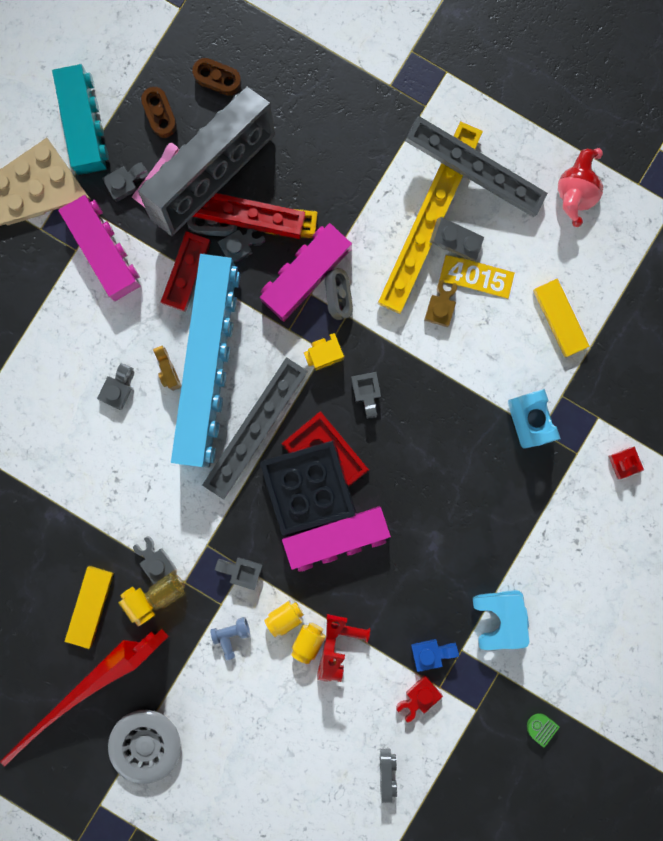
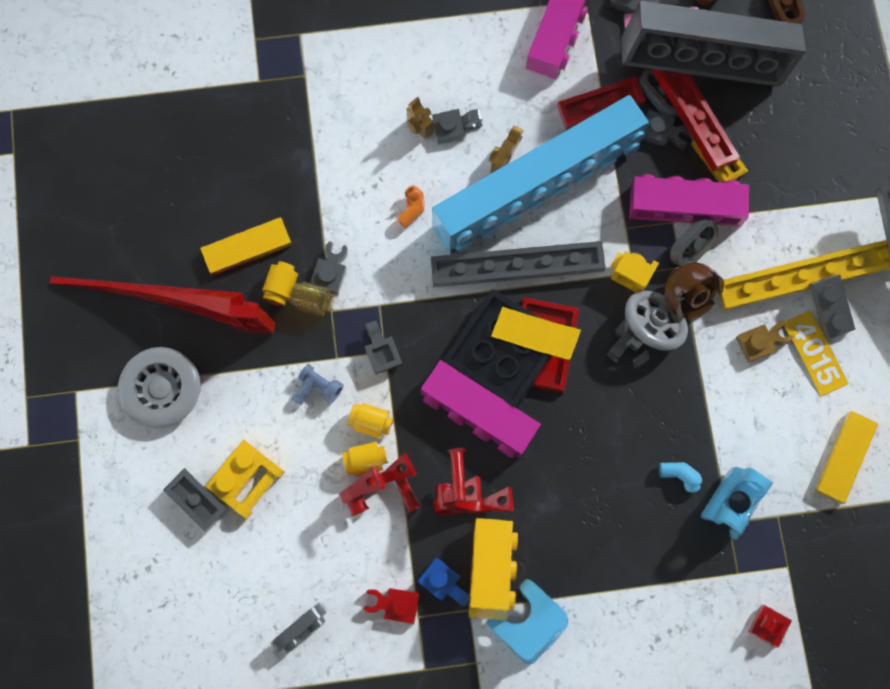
camera: 50 degrees right, 10 degrees down
(94, 412) = (418, 119): none -> pearl gold plate
(154, 464) = (415, 206): none -> orange arm
(244, 780) = (195, 500): none -> dark grey plate
(248, 736) = (238, 472): none -> yellow plate
(316, 460) = (536, 333): none -> yellow sticker
(364, 384) = (655, 321): none -> light grey plate
(370, 325) = (691, 290): none -> reddish brown cylinder
(381, 606) = (455, 497): none -> red piece
(450, 618) = (492, 569): none -> yellow brick
(486, 434) = (683, 471): none -> medium azure arm

